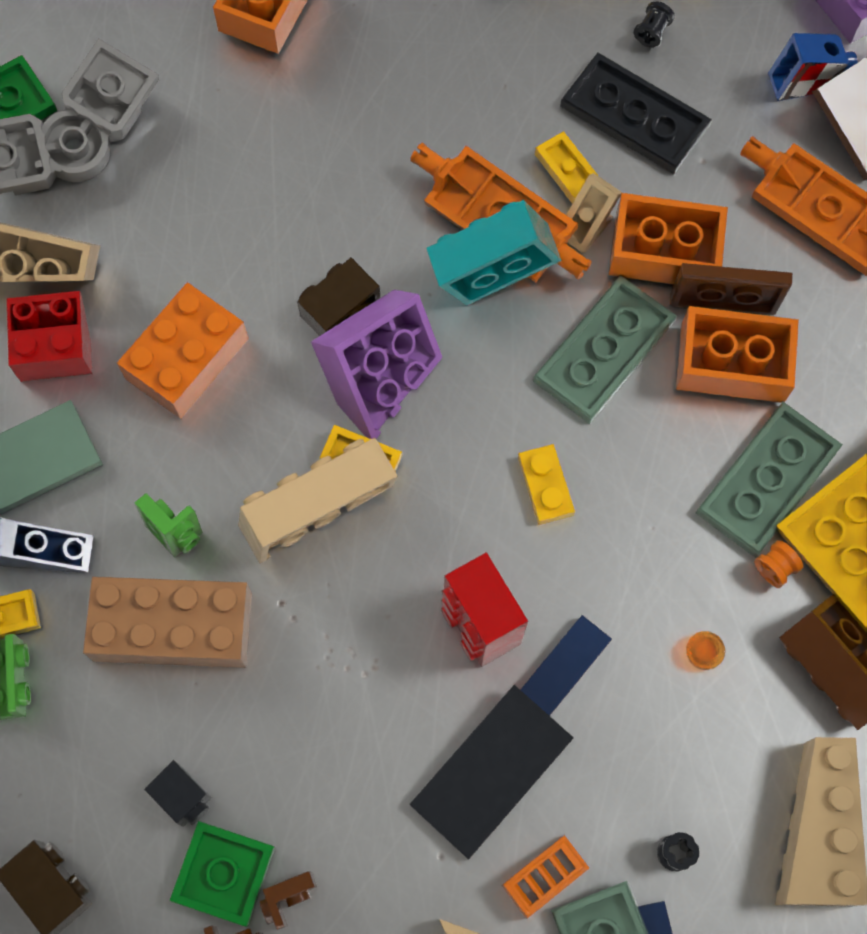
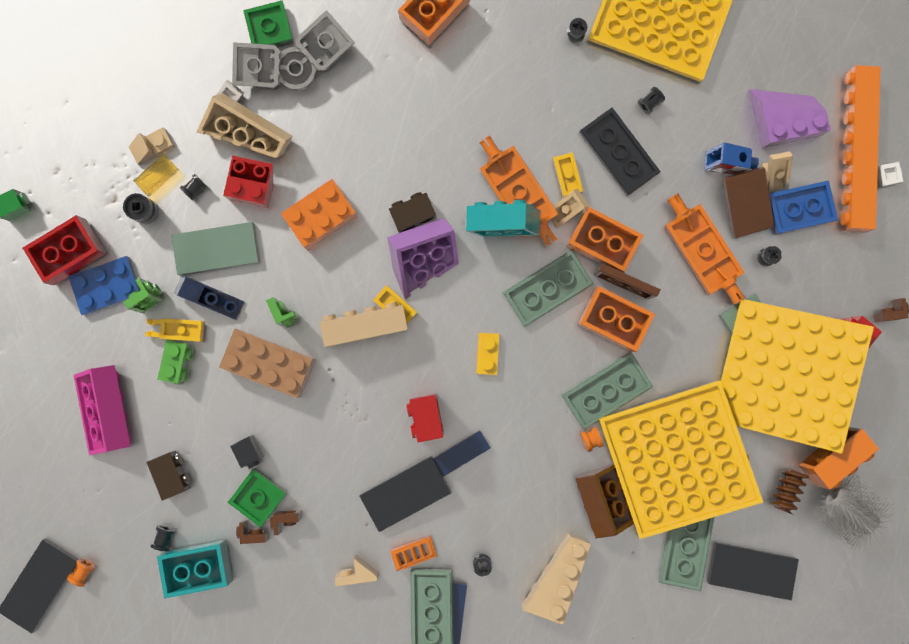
camera: 20 degrees right, 15 degrees up
(705, 650) = (536, 470): clear orange plate -> none

